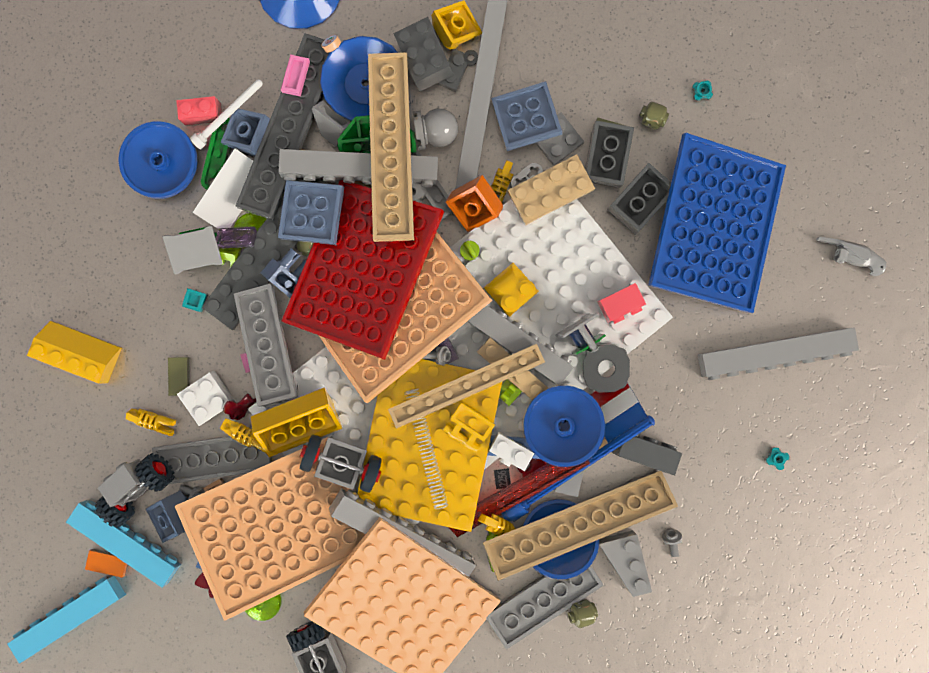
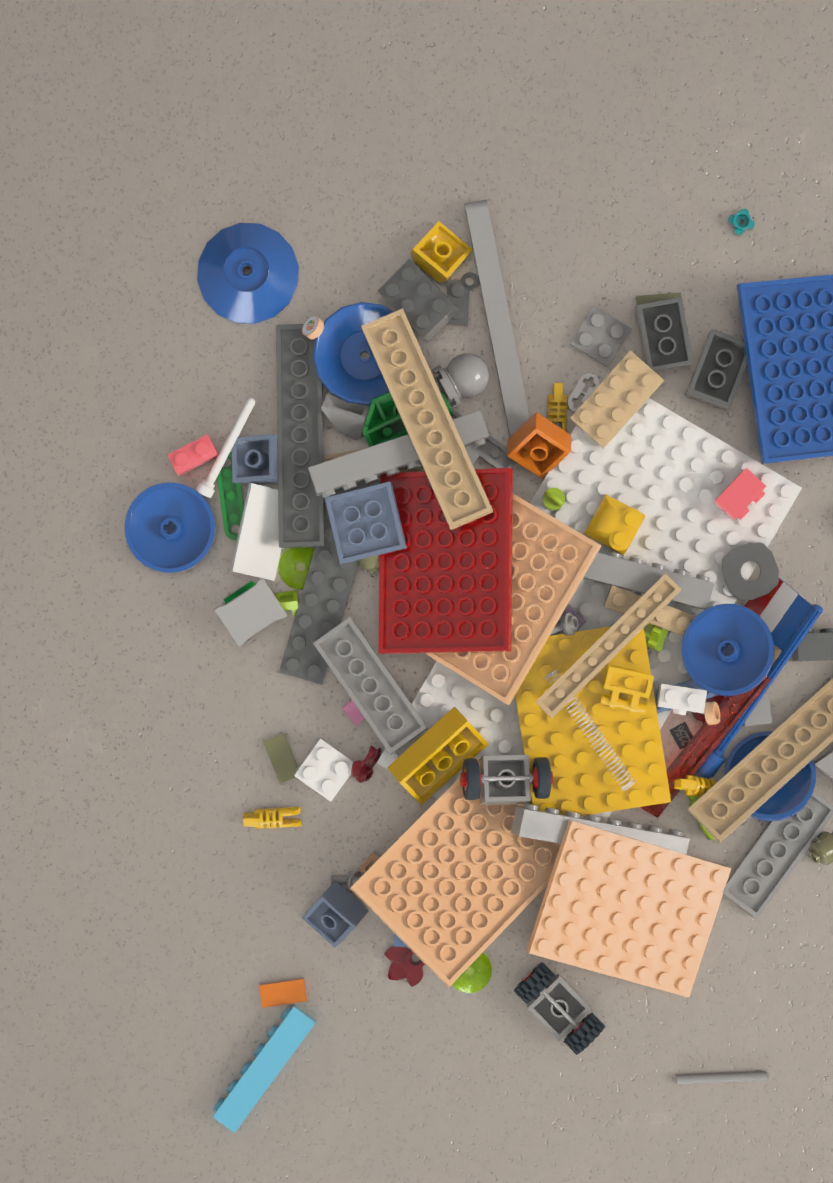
camera: 15 degrees left, 0 degrees up
(75, 352) = (159, 774): yellow slope -> none
(125, 544) = (294, 962): medium azure brick -> none
(129, 484) = (280, 891): brick -> none
(194, 300) = (268, 667): teal plate -> none
(211, 459) = (354, 834): light grey plate -> none
(236, 237) = (290, 580): clear purple plate -> none
(240, 433) = (383, 793): yellow hinge -> none
(278, 272) = (357, 604): sand blue brick -> none
(295, 75) = (286, 377): bright pink tile -> none
(526, 116) = (558, 325): sand blue plate -> none
(531, 473) = (712, 713): none -> light nougat tile
(581, 335) = (710, 545): piece -> none
(654, 115) = (698, 270): olive head -> none

